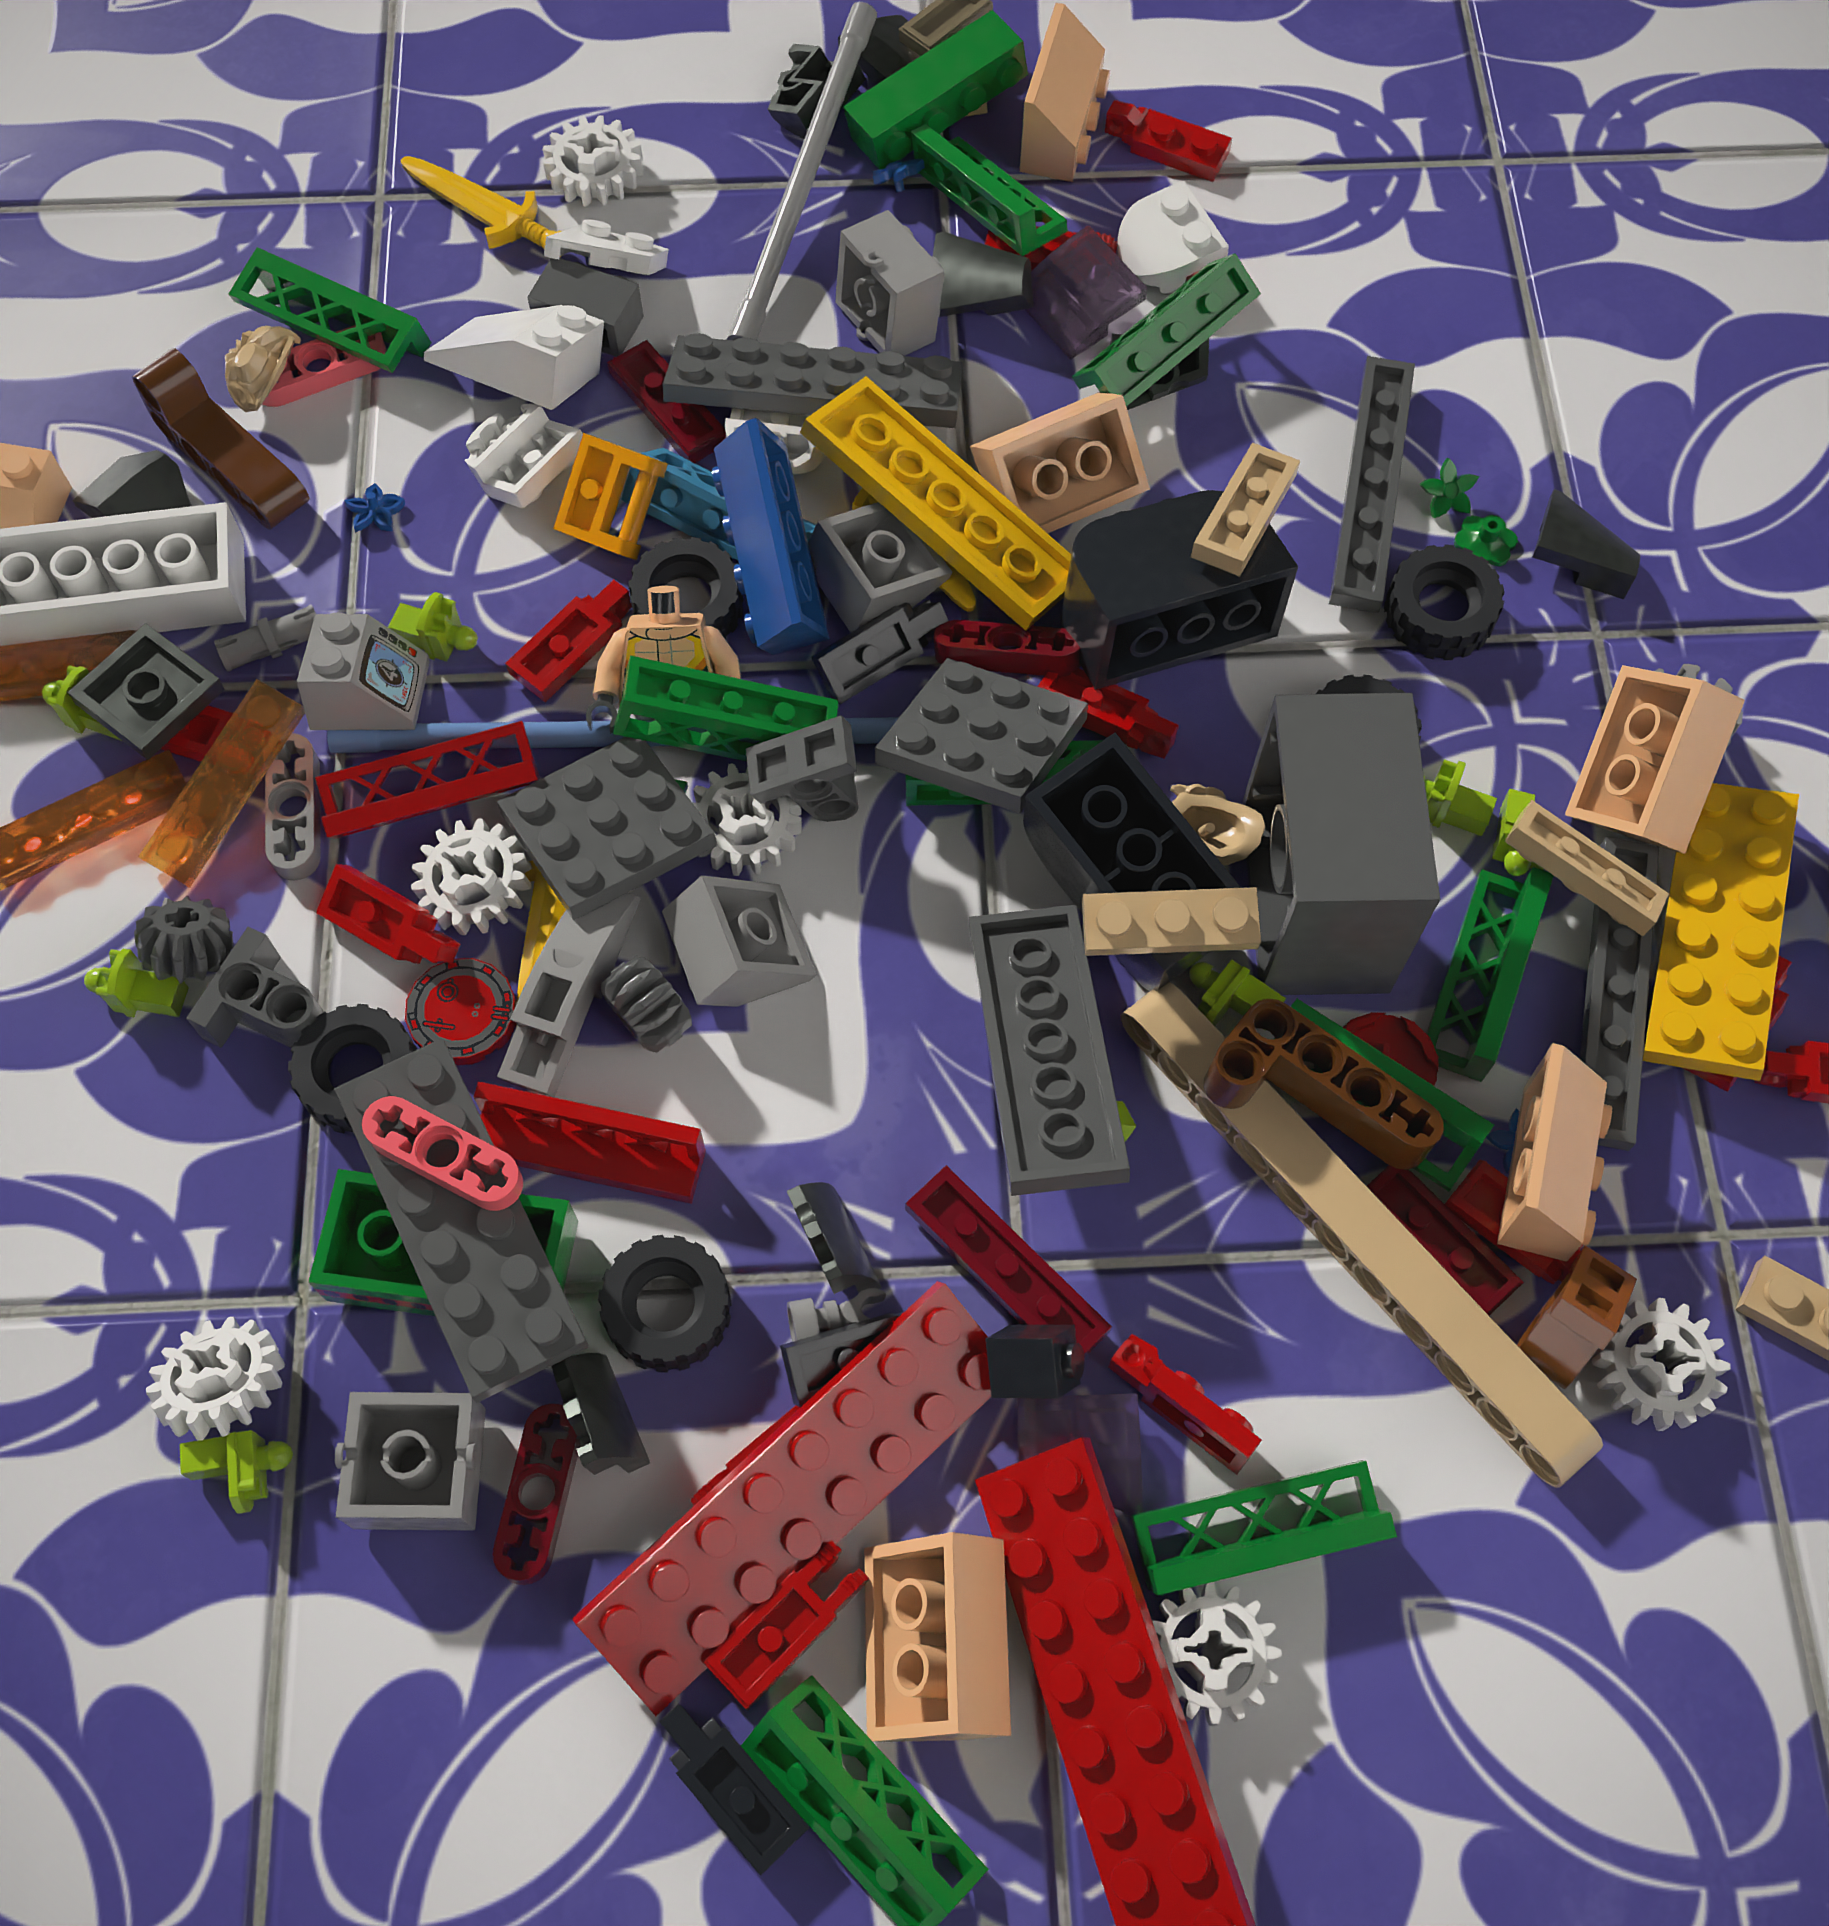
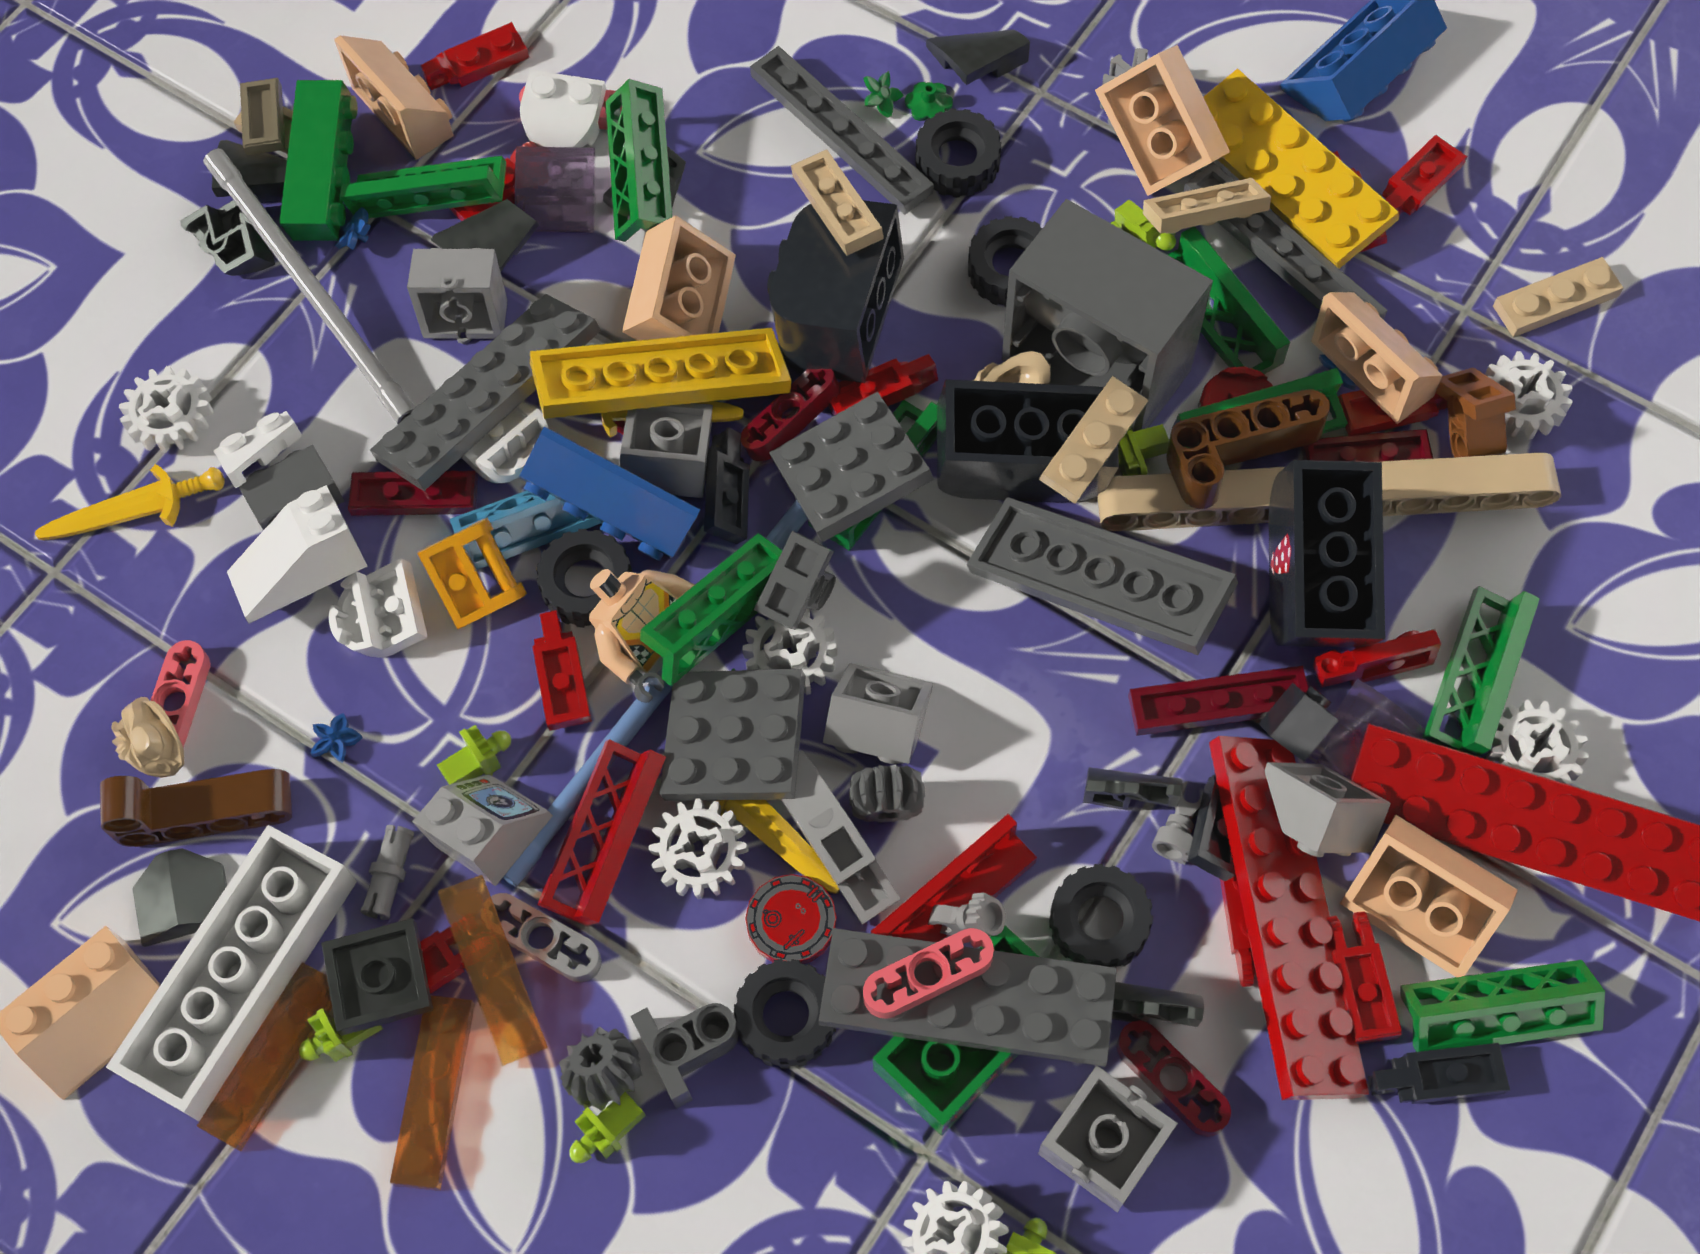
camera: 50 degrees left, 0 degrees up
(327, 301) = (136, 654): green fence -> none
(384, 918) = (686, 925): red hinge -> none
(556, 1169) = (981, 913): none -> light grey piece
(945, 1450) = (1324, 809): none -> light grey slope
(1242, 1257) = (1327, 554): none -> black brick

